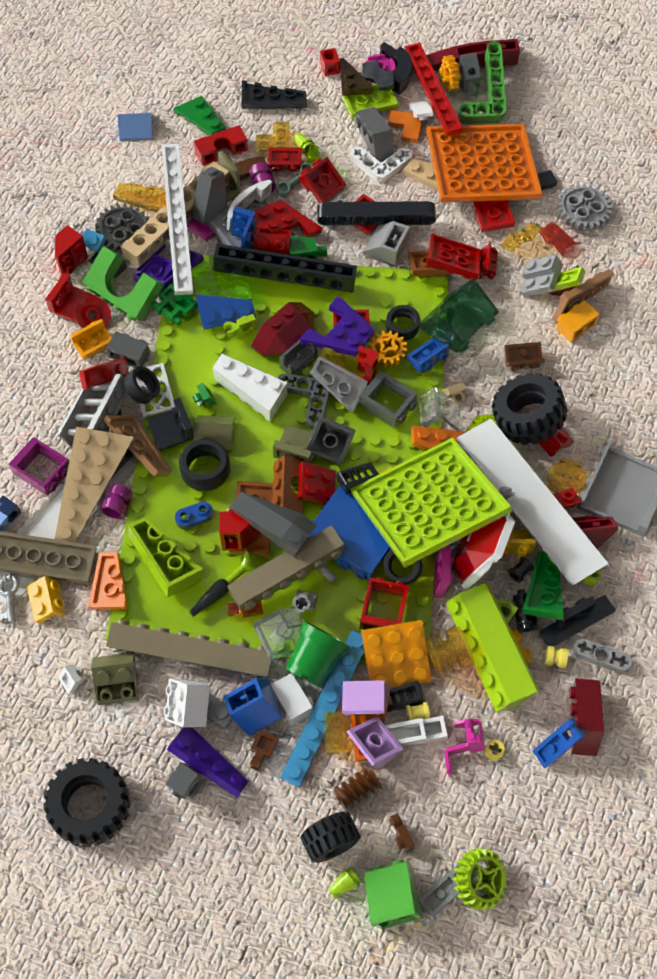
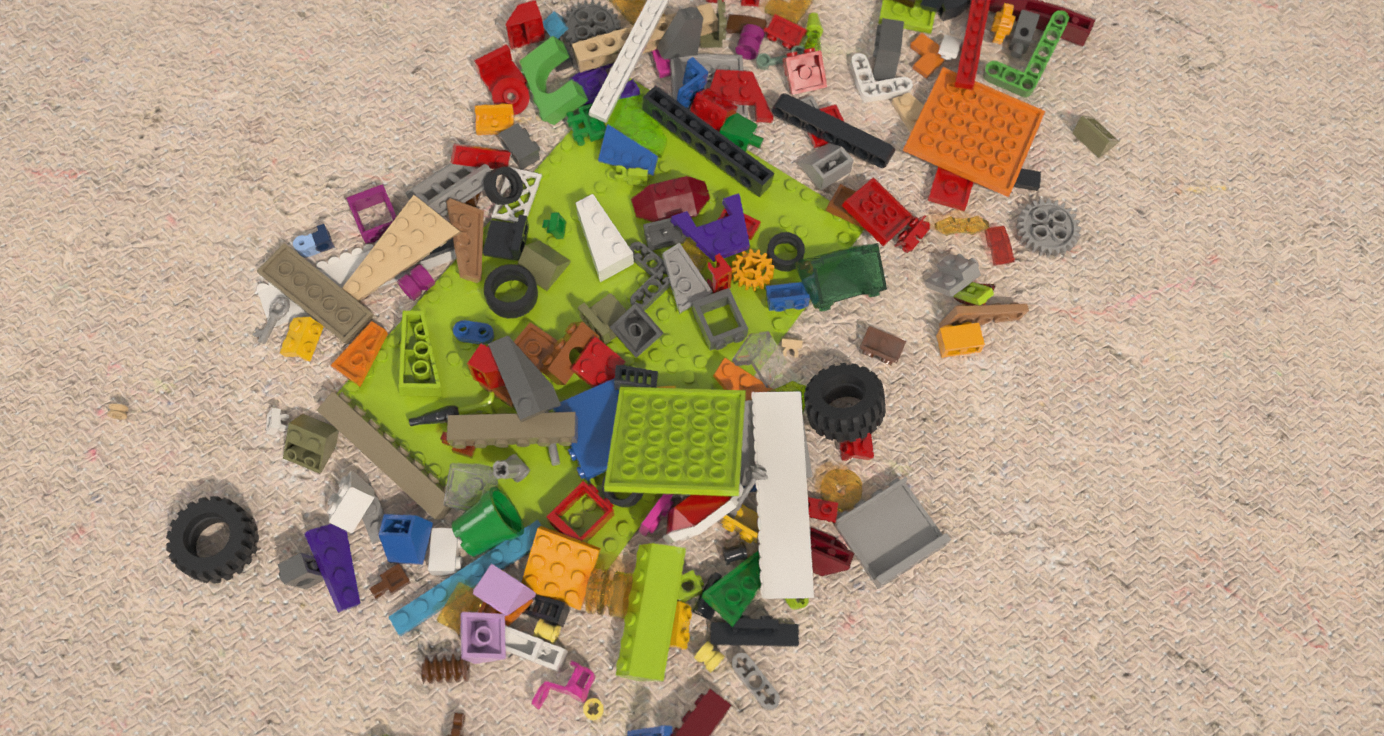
camera: 30 degrees right, 5 degrees up
(255, 192) = (716, 54): white slope -> none
(330, 837) = (387, 698): black tyre -> none
(570, 126) = (1094, 136): none -> olive slope

